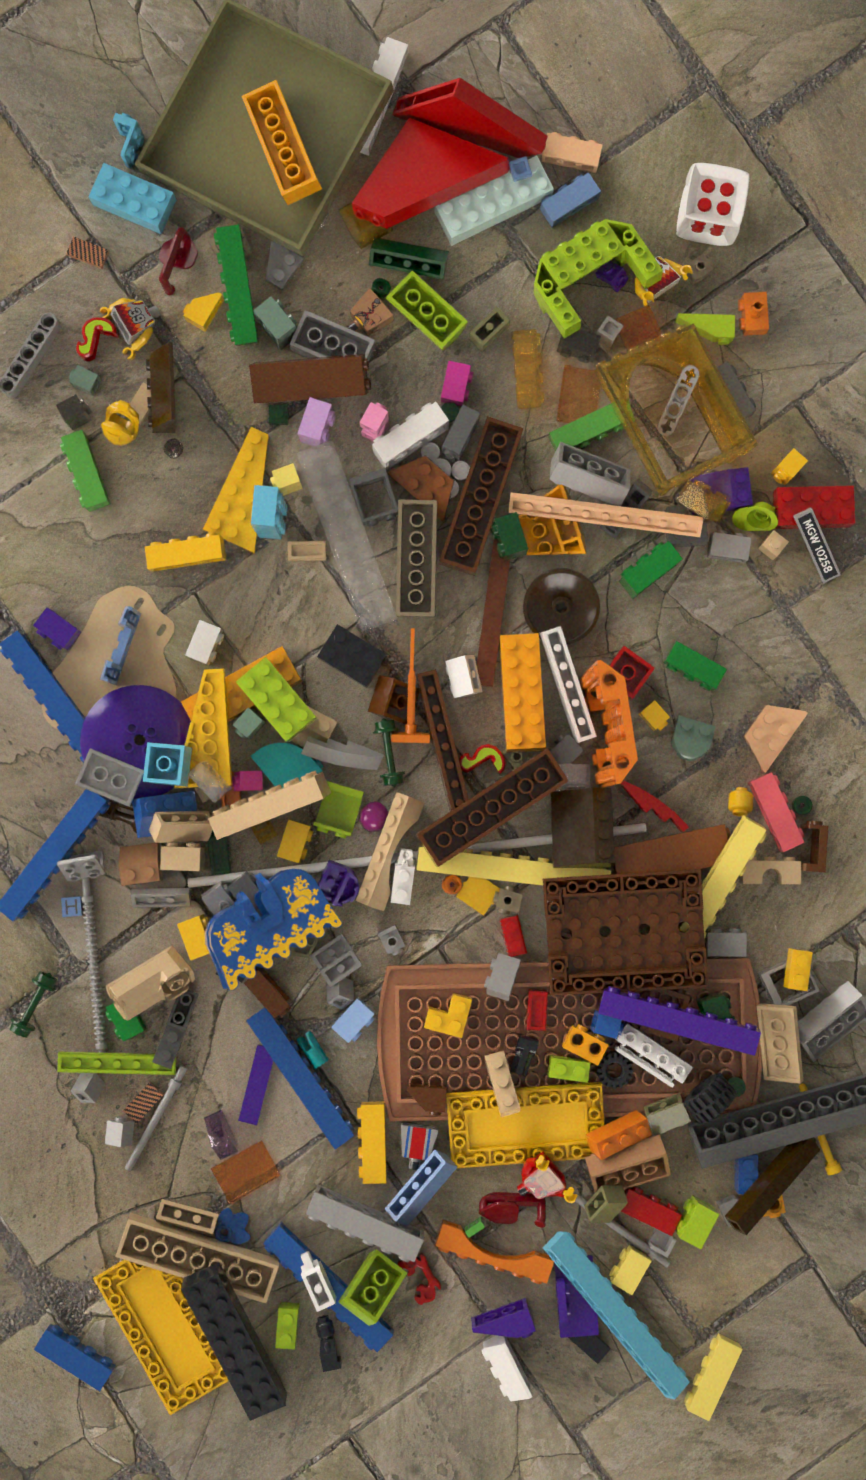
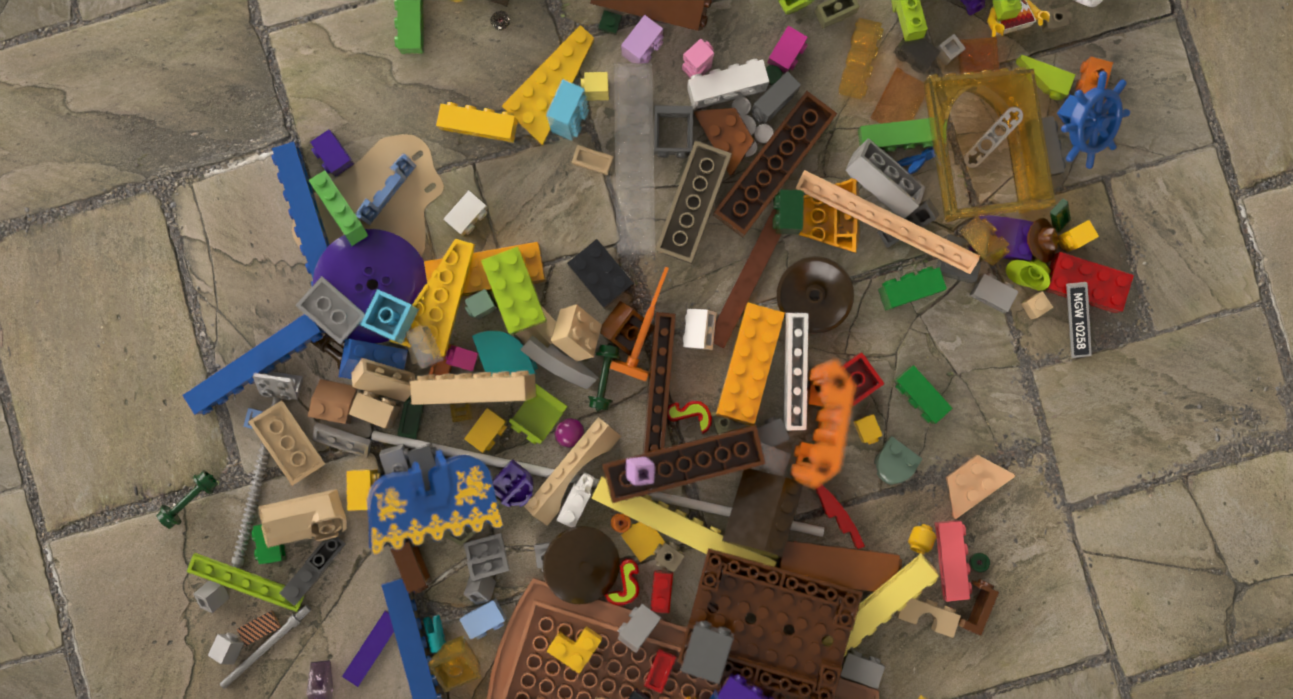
camera: 20 degrees right, 0 degrees up
(82, 678) = (338, 208): none -> bright green brick
(109, 917) = (286, 442): none -> tan plate
(342, 1071) = (455, 664): none -> clear yellow slope
(348, 719) = (576, 333): none -> tan brick
(428, 936) = (581, 565): none -> dark brown dish
(453, 827) = (640, 470): none -> lavender brick
(481, 940) = (630, 584): none -> animal
(575, 974) = (707, 651): none -> dark grey brick
(614, 447) = (917, 160): none -> blue piece
(757, 481) = (1042, 240): none -> reddish brown hat
(760, 357) = (1086, 122): none -> blue piece
(766, 453) = (1060, 215): none -> dark green tile

